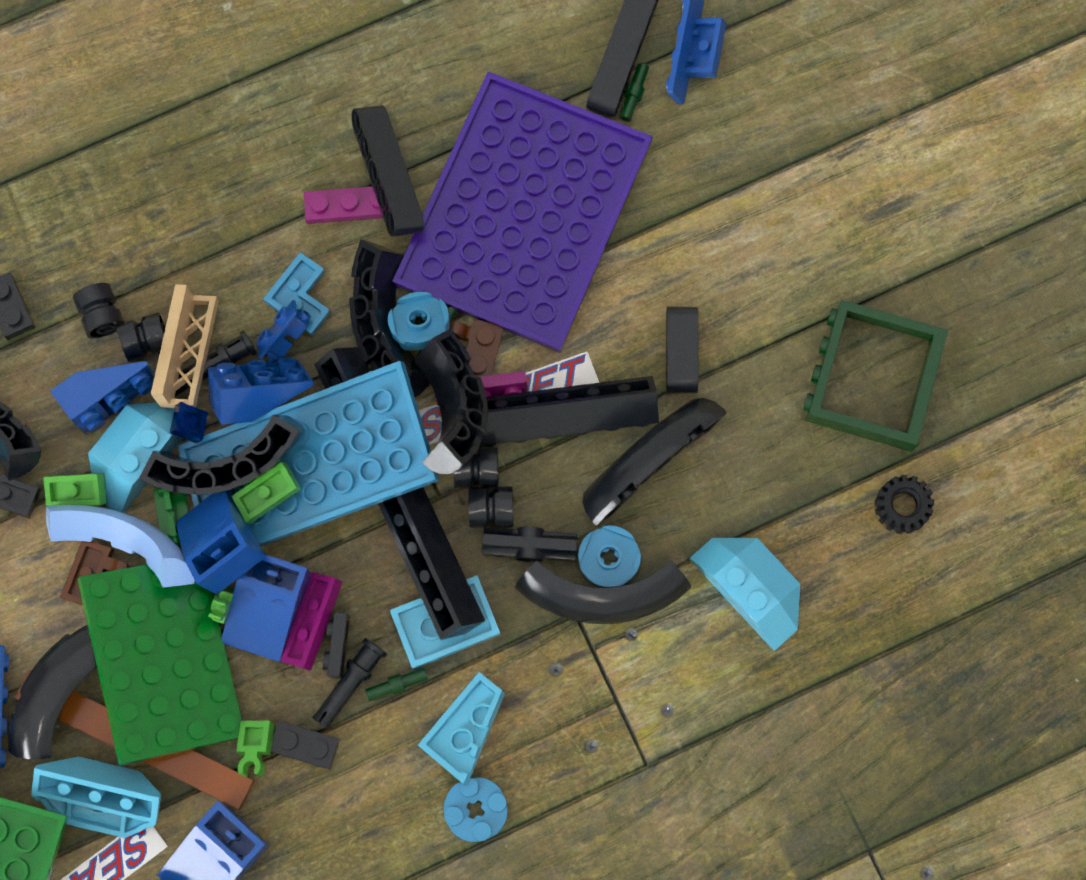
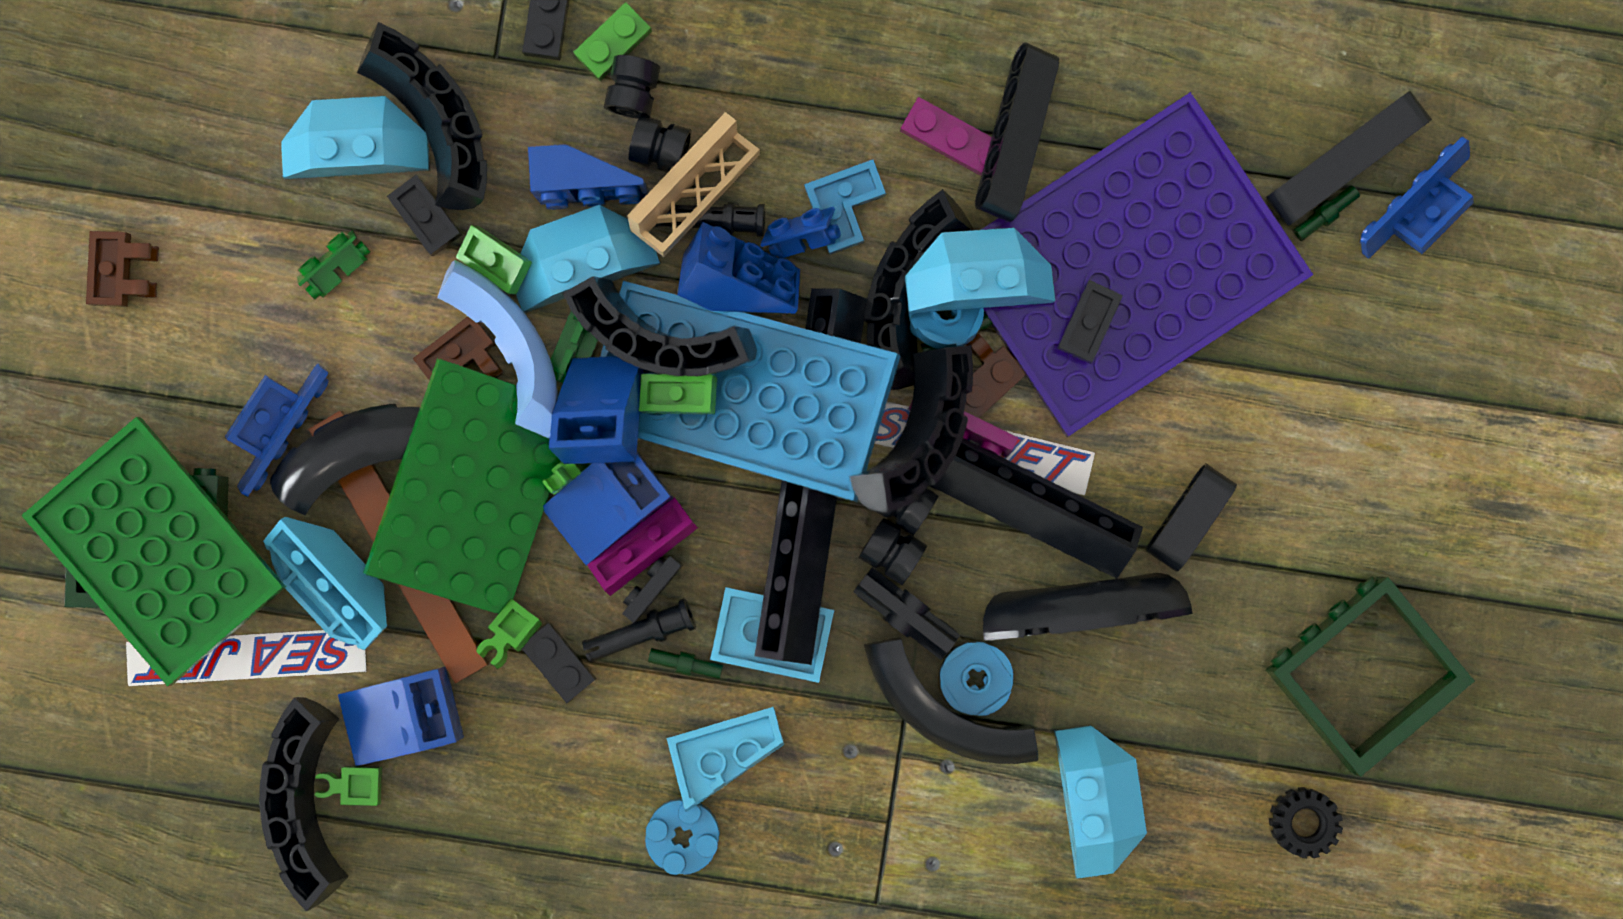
camera: 35 degrees right, 10 degrees up
(65, 282) = (614, 37): none -> bright green plate
(188, 422) = (647, 267): clear blue plate -> none
(422, 278) = (979, 272): none -> medium azure wedge
(521, 262) = (1089, 322): none -> black plate

